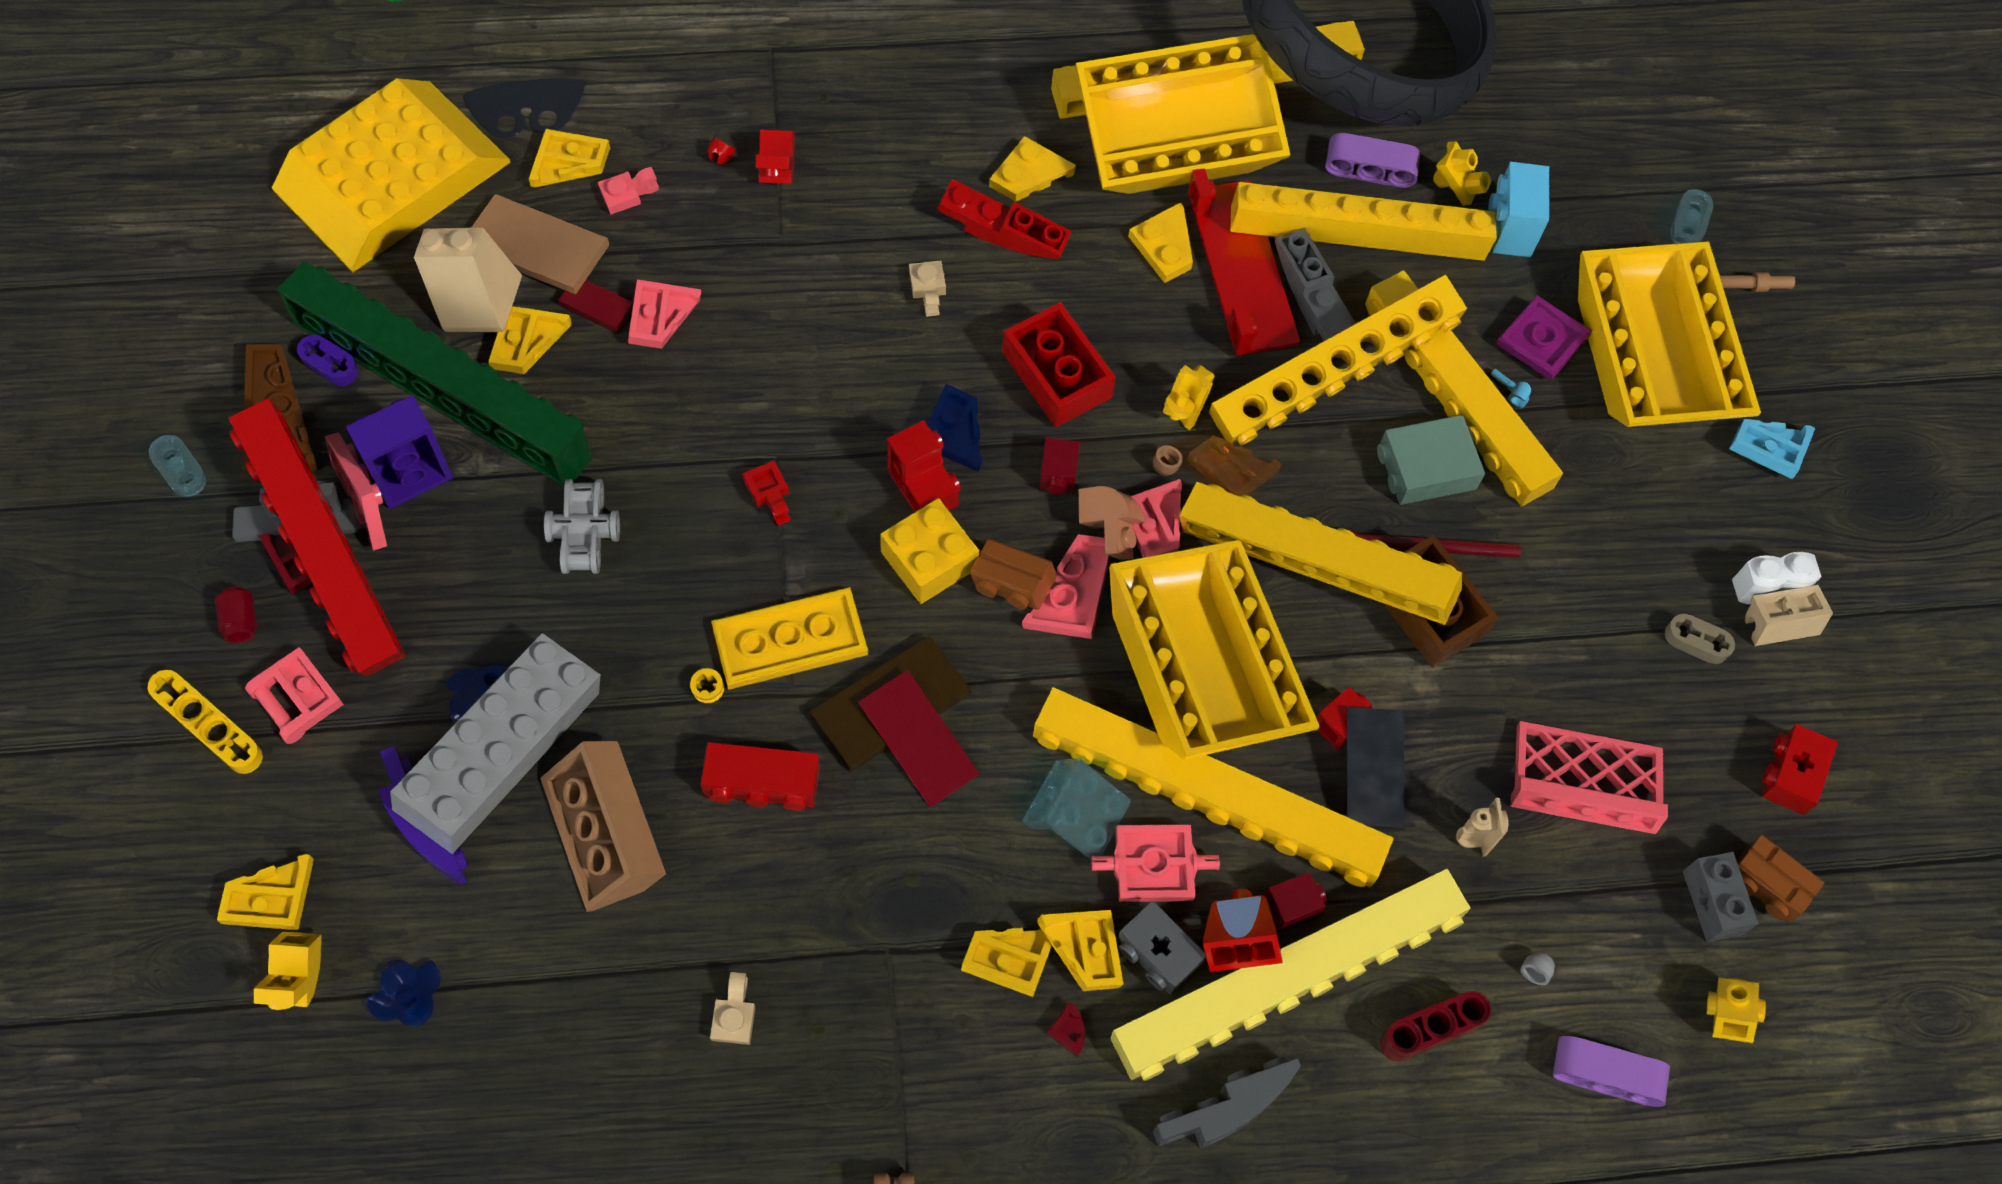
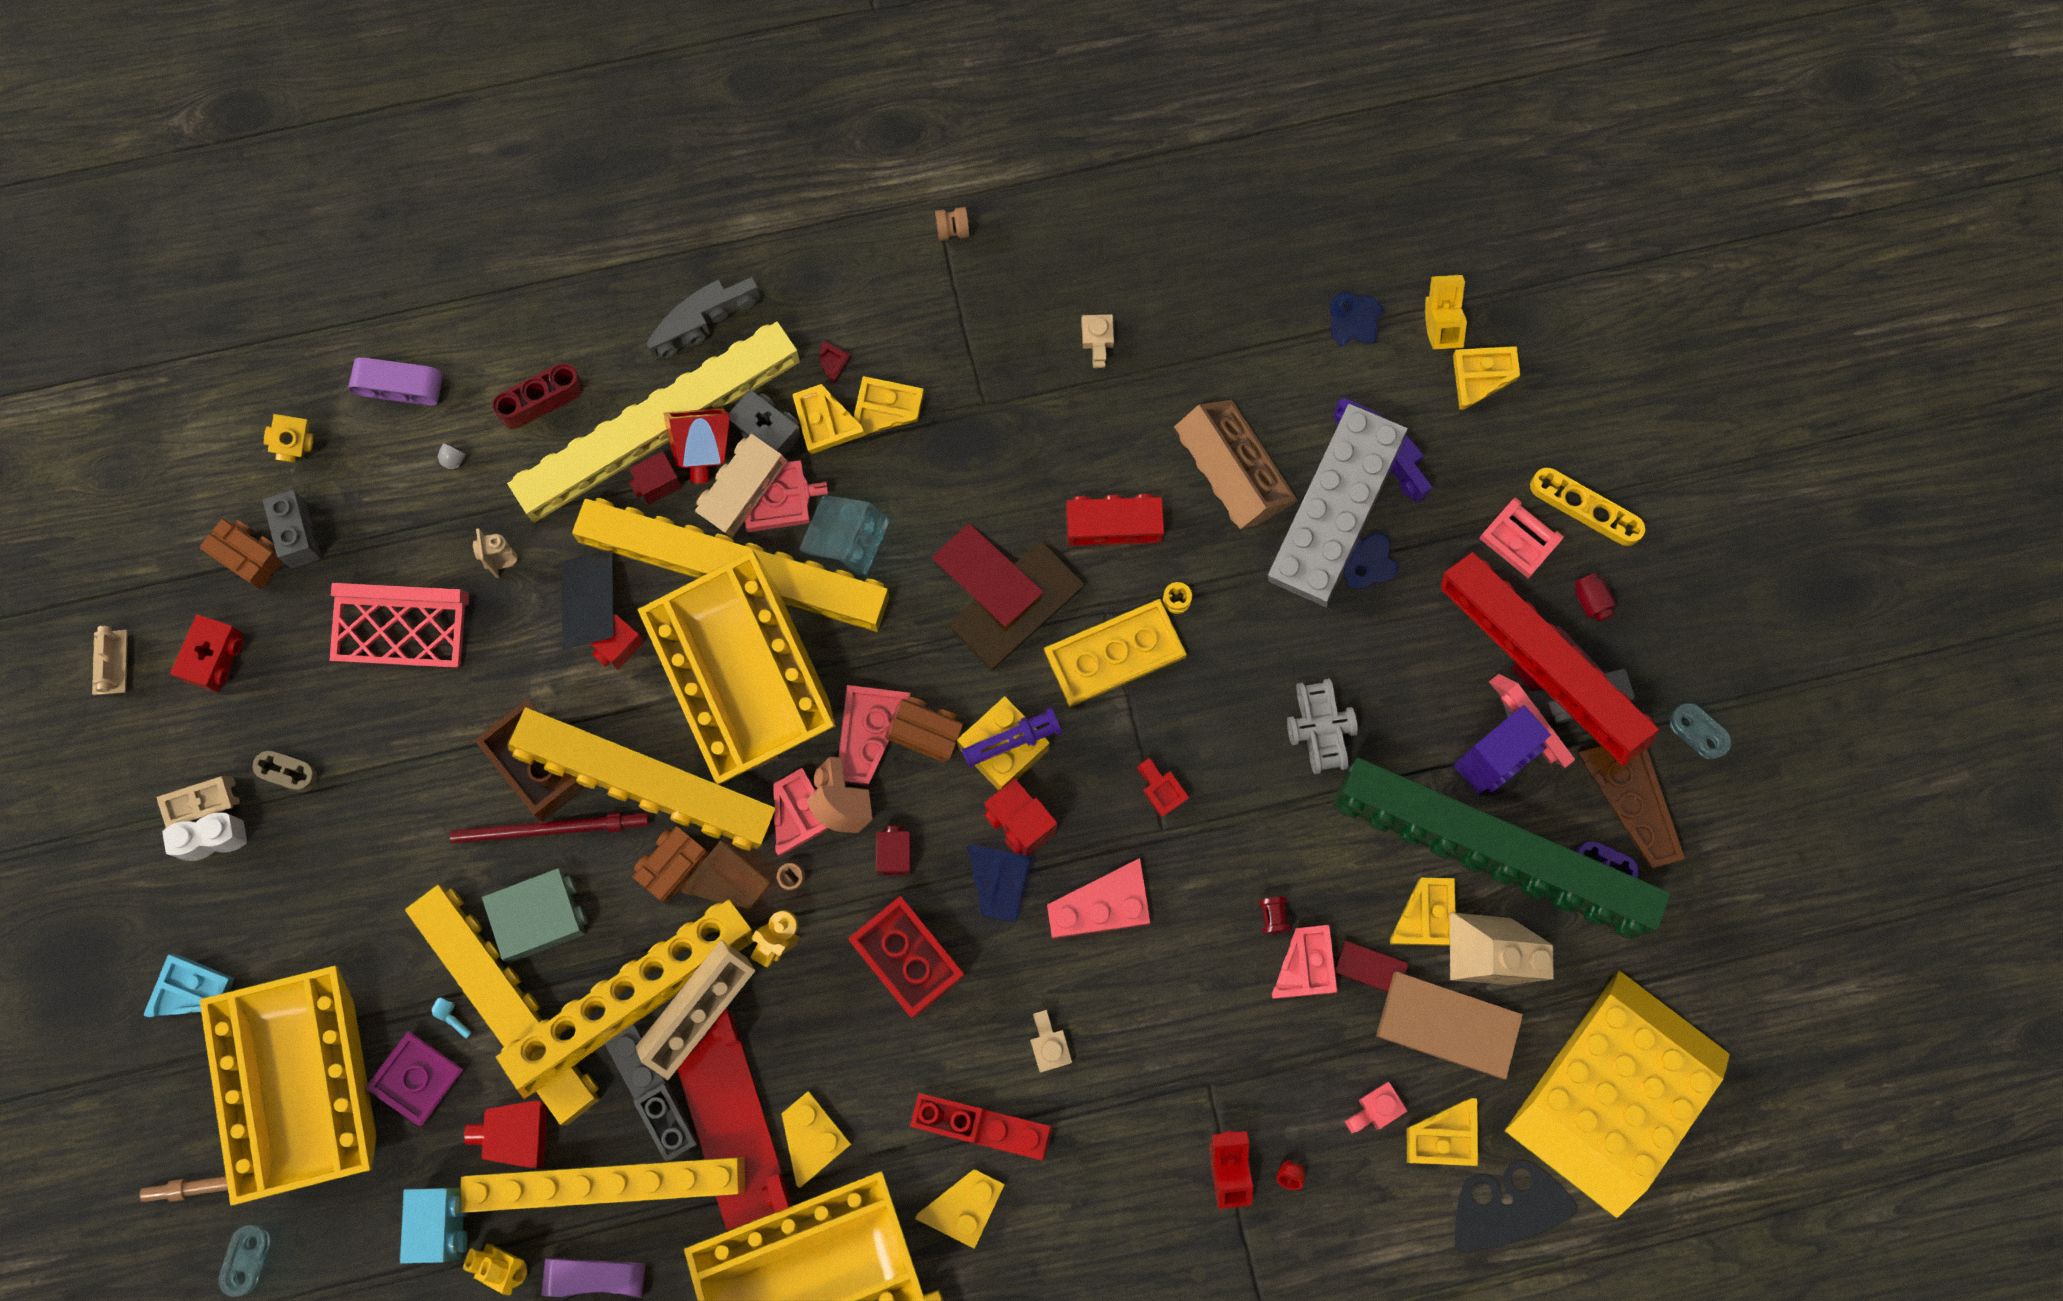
camera: 175 degrees right, 10 degrees up
(680, 357) = (1274, 915): none -> dark red bush
(851, 394) = (1102, 905): none -> coral wing
(905, 533) = (1026, 726): none -> dark purple pin
(1194, 861) = (740, 484): none -> tan brick
(1271, 333) = (694, 1009): none -> tan brick
(1294, 483) = (669, 864): none -> dark orange brick
(1459, 267) = (512, 1134): none -> red torso
(1907, 779) = (109, 661): none -> tan hinge

